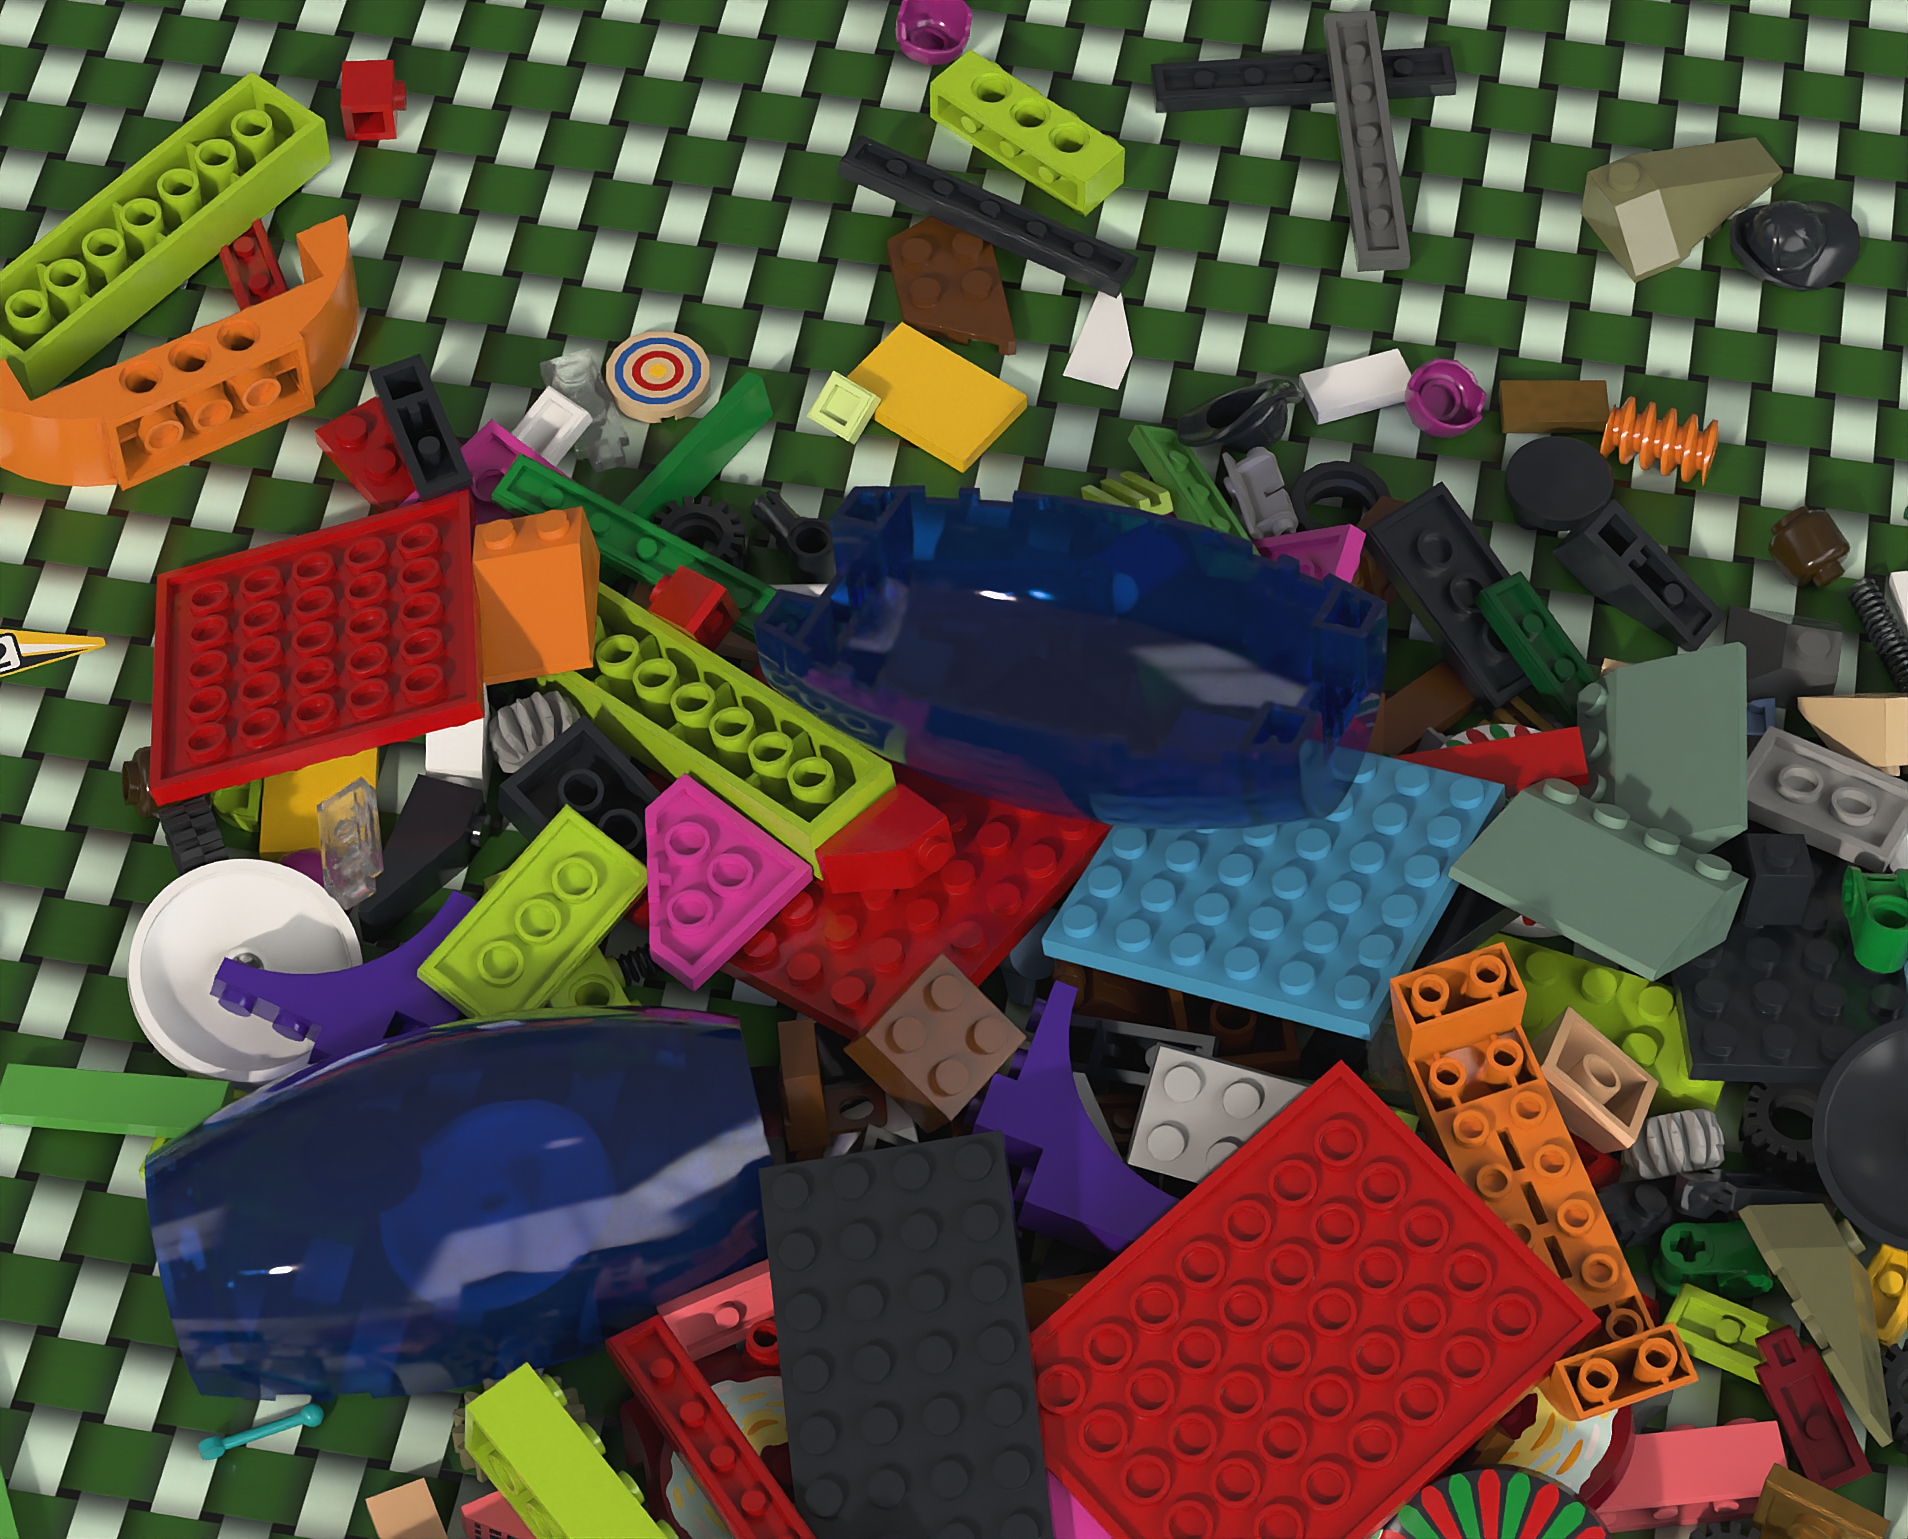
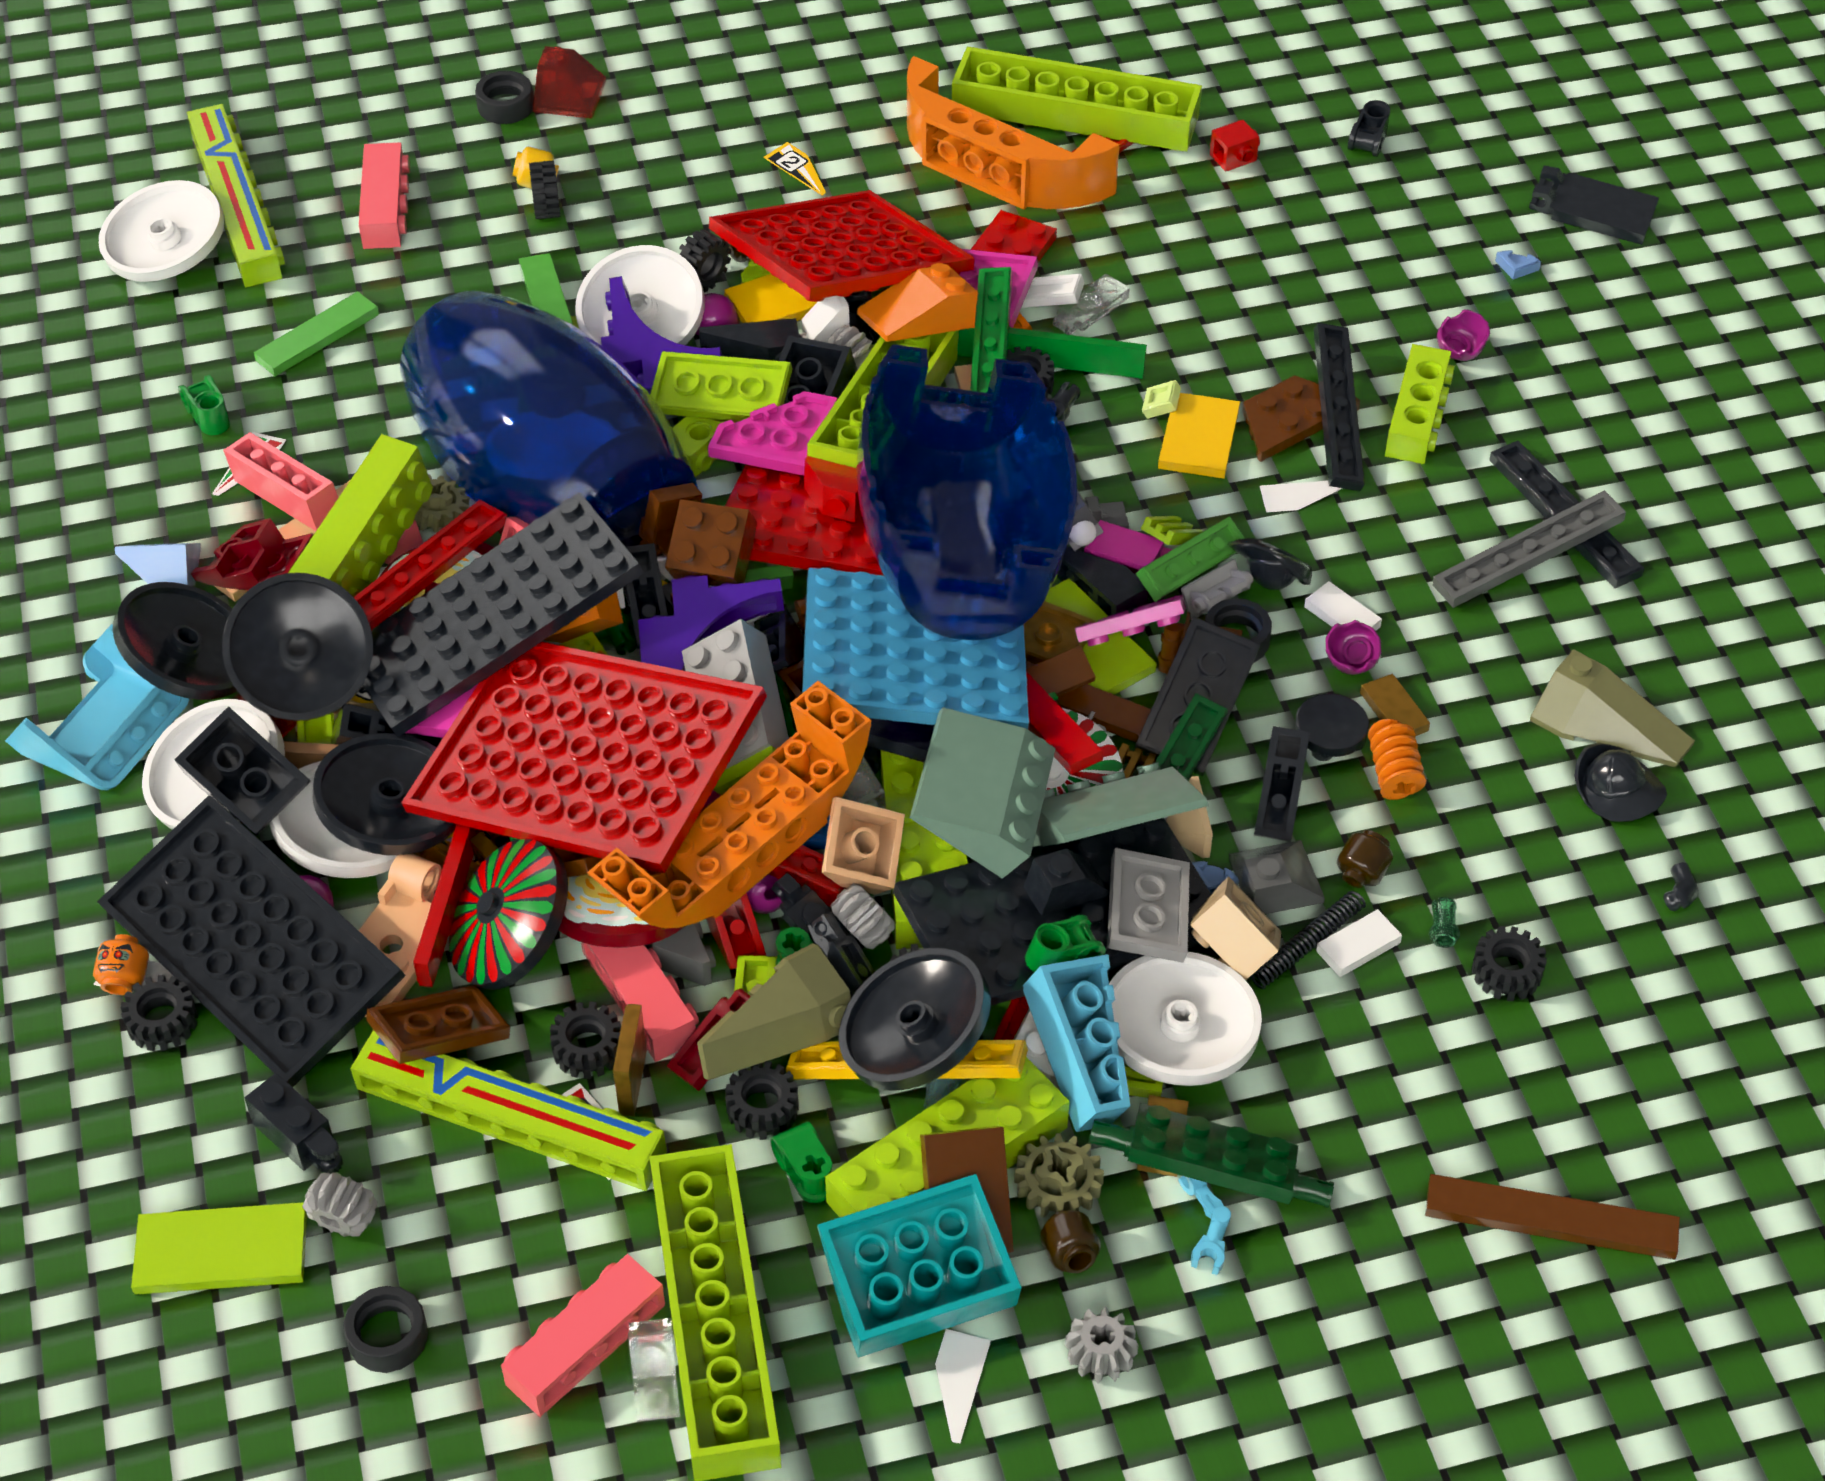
camera: 65 degrees right, 5 degrees down
(214, 1447) = (410, 433): teal hinge -> none
(350, 843) = (730, 311): clear hinge -> none
(420, 428) = (1008, 229): black slope -> none
(658, 376) = (1133, 321): tan tile -> none
(694, 606) = (954, 368): red slope -> none

